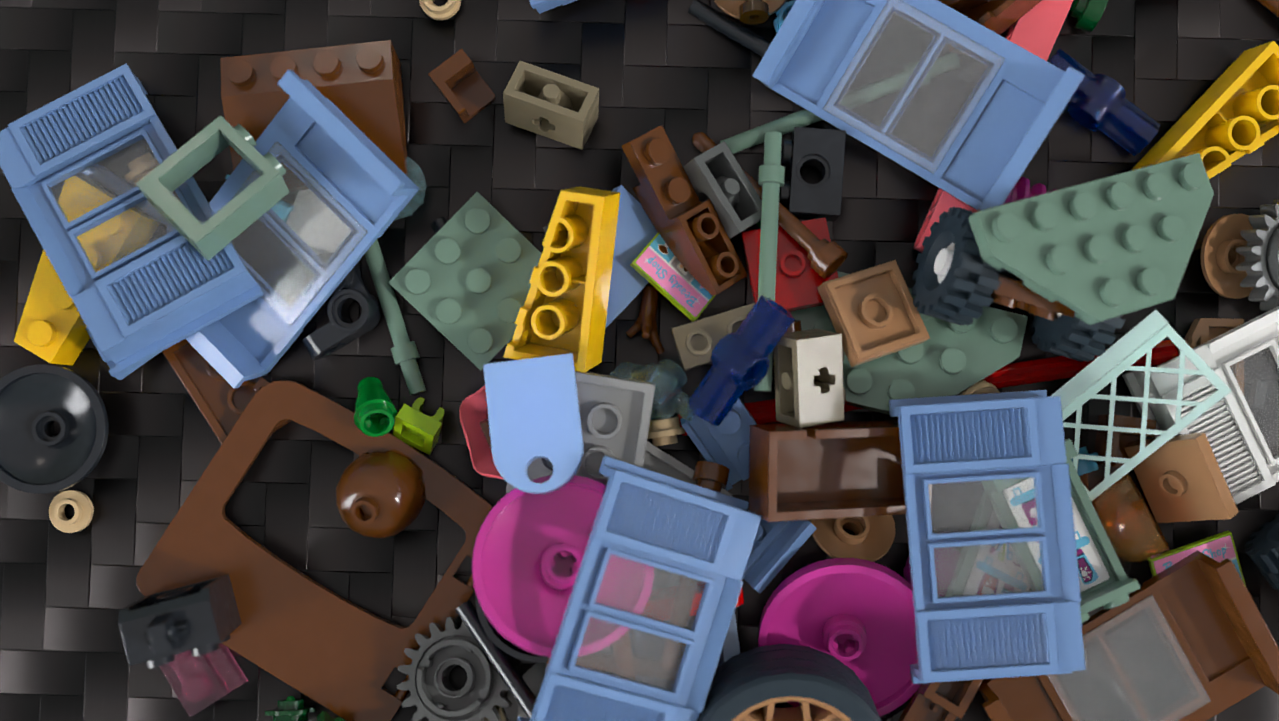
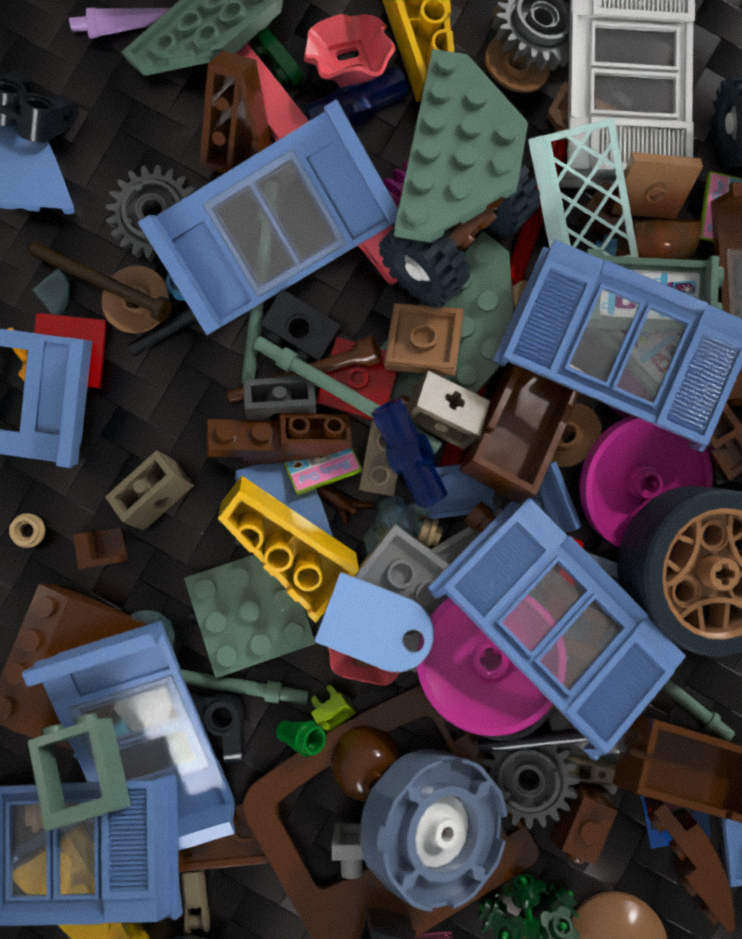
camera: 65 degrees left, 0 degrees up
(145, 384) = (195, 897): none -> dark tan bar
(285, 522) = (347, 848): none -> light grey tile
(349, 599) = (433, 829): none -> sand blue piece
(1163, 52) = (344, 35): none -> coral piece

